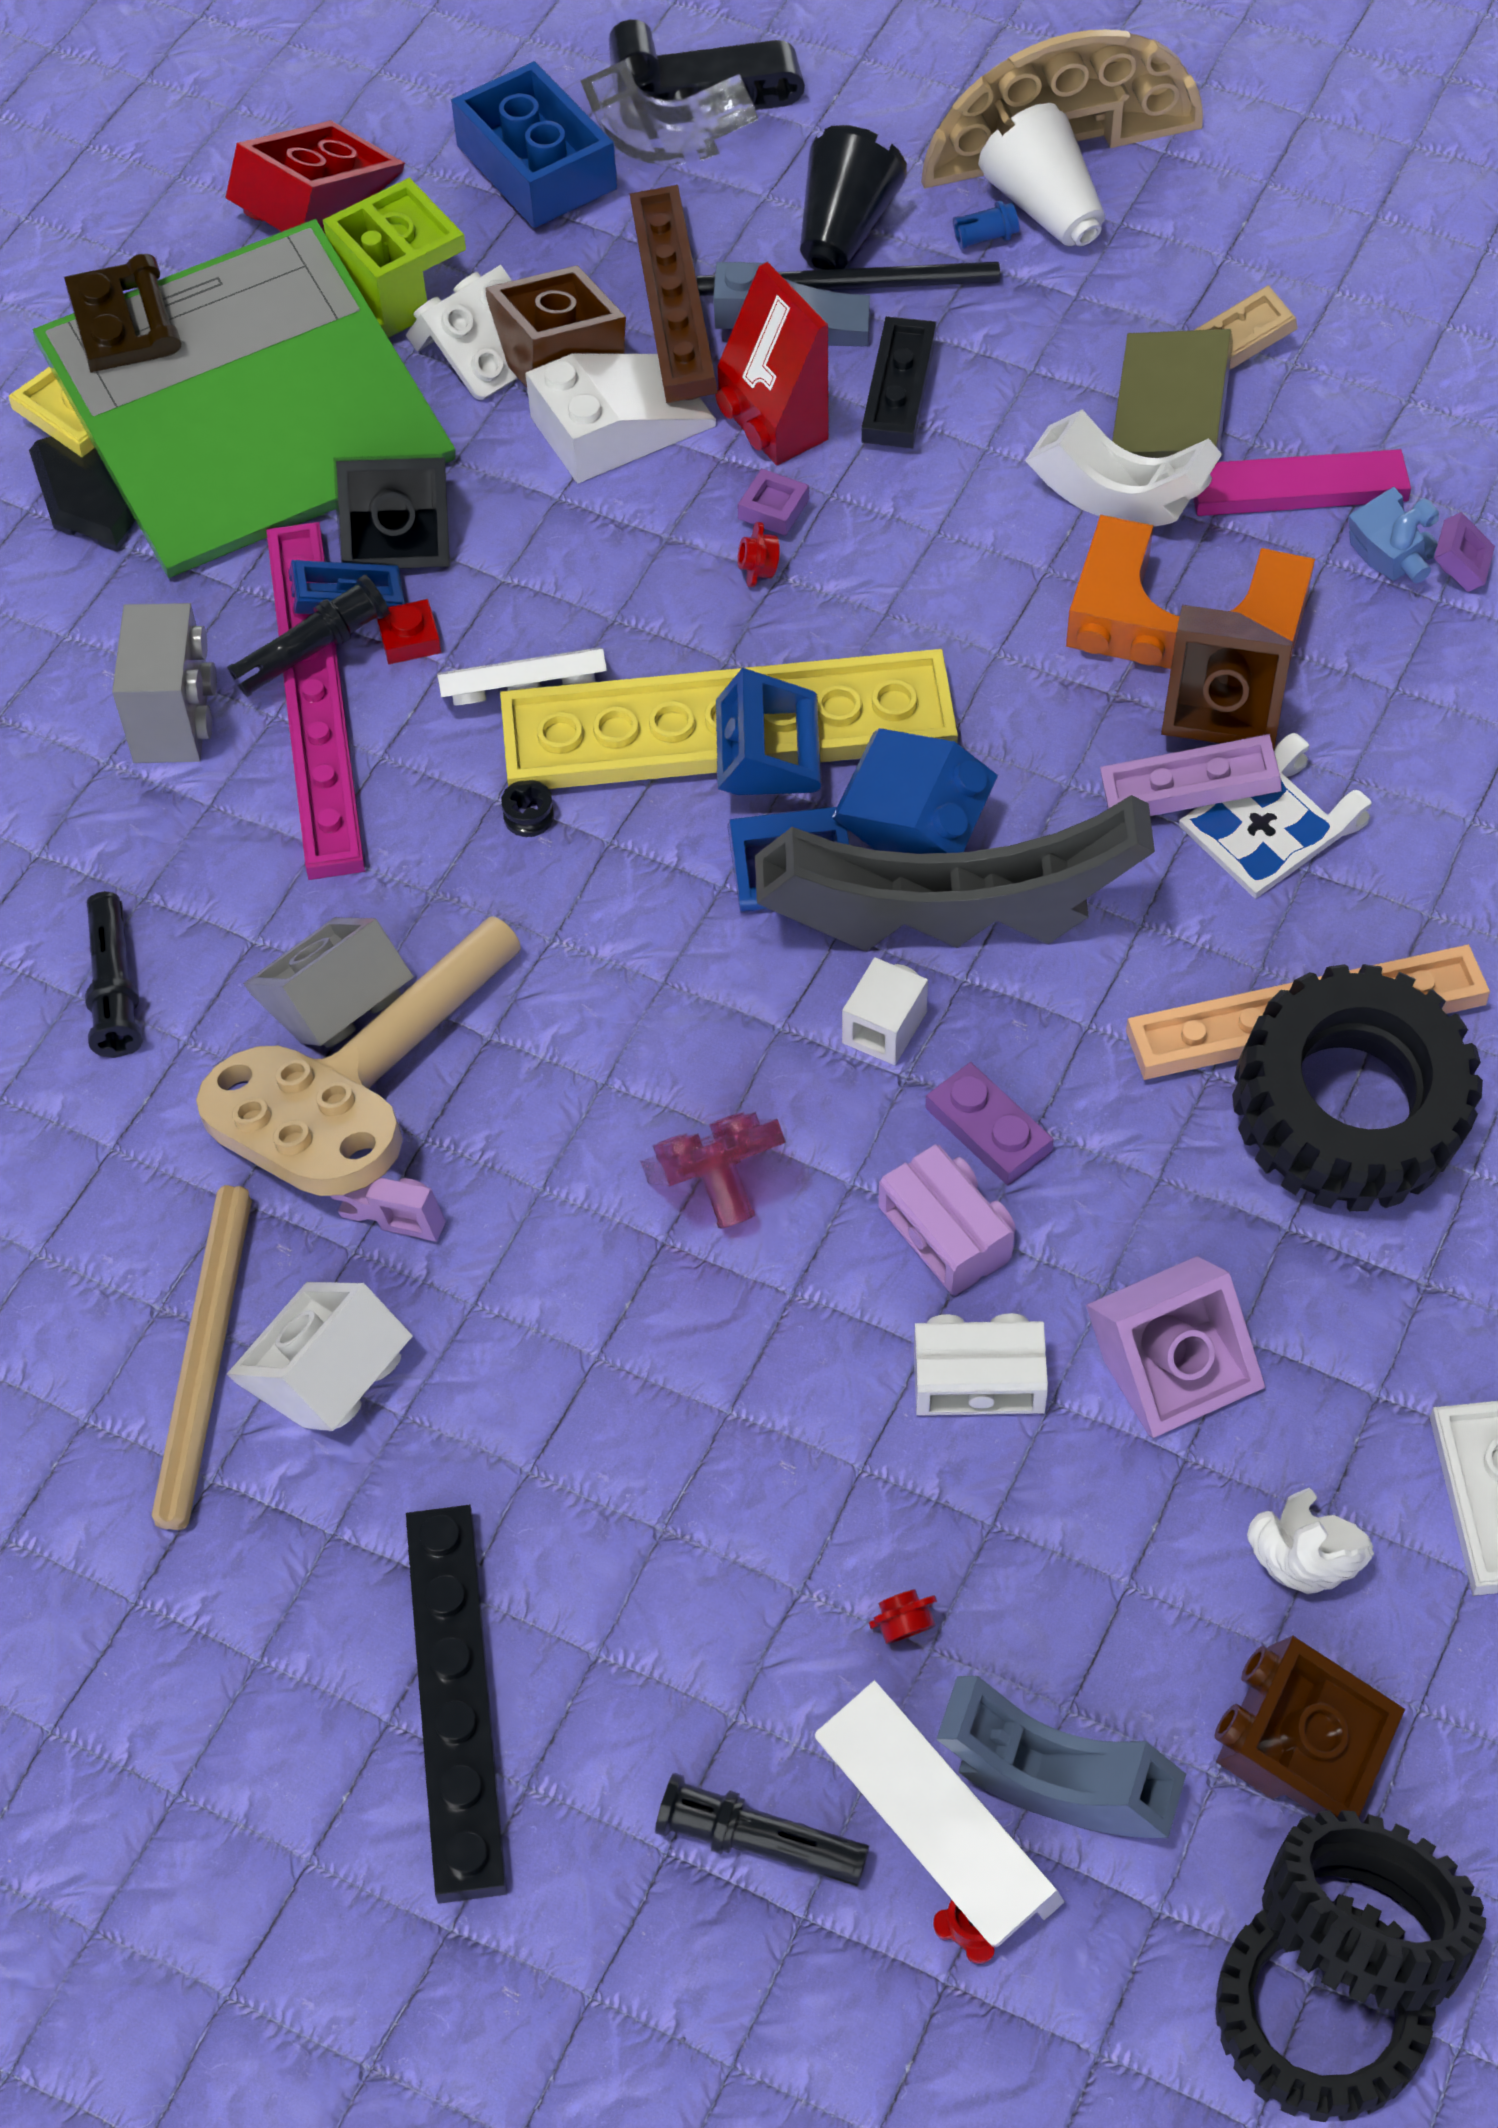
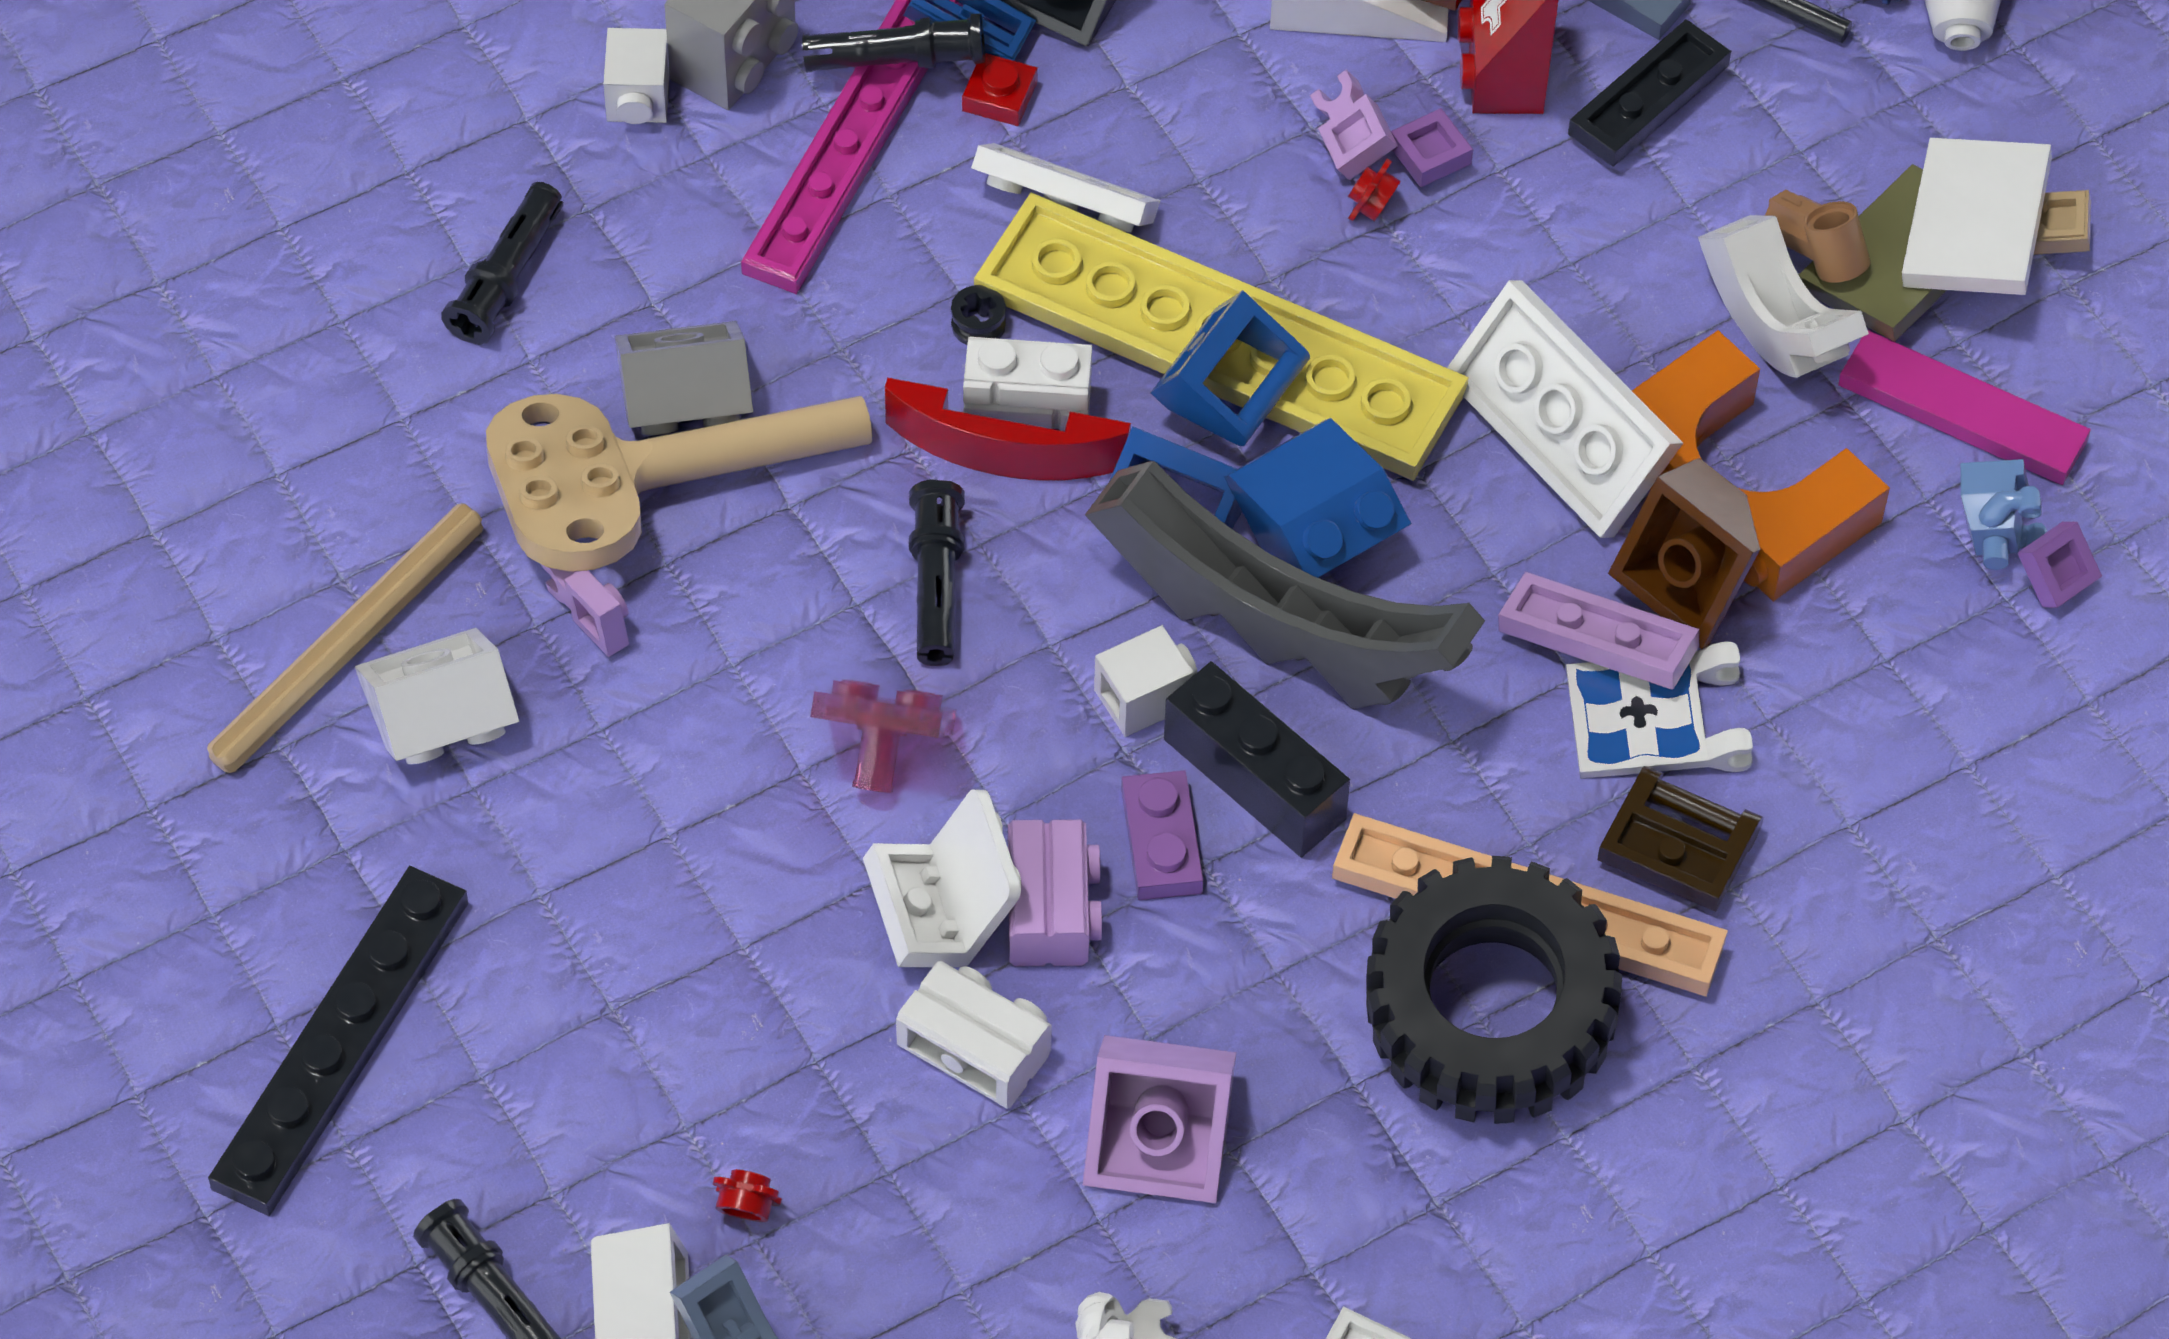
camera: 30 degrees right, 0 degrees up
(110, 770) = (636, 75): none -> white brick
(614, 836) = (1027, 380): none -> white brick
(625, 897) = (999, 446): none -> red slope
(639, 1001) = (936, 547): none -> black pin
(706, 517) = (1356, 127): none -> lavender plate
(873, 1257) = (946, 894): none -> white bracket
(1020, 1020) = (1256, 759): none -> black brick
(1036, 631) = (1563, 409): none -> white plate
(1120, 407) = (1823, 233): none -> medium nougat piece
(1214, 339) = (1977, 216): none -> white tile
(1372, 911) = (1674, 852): none -> dark brown plate

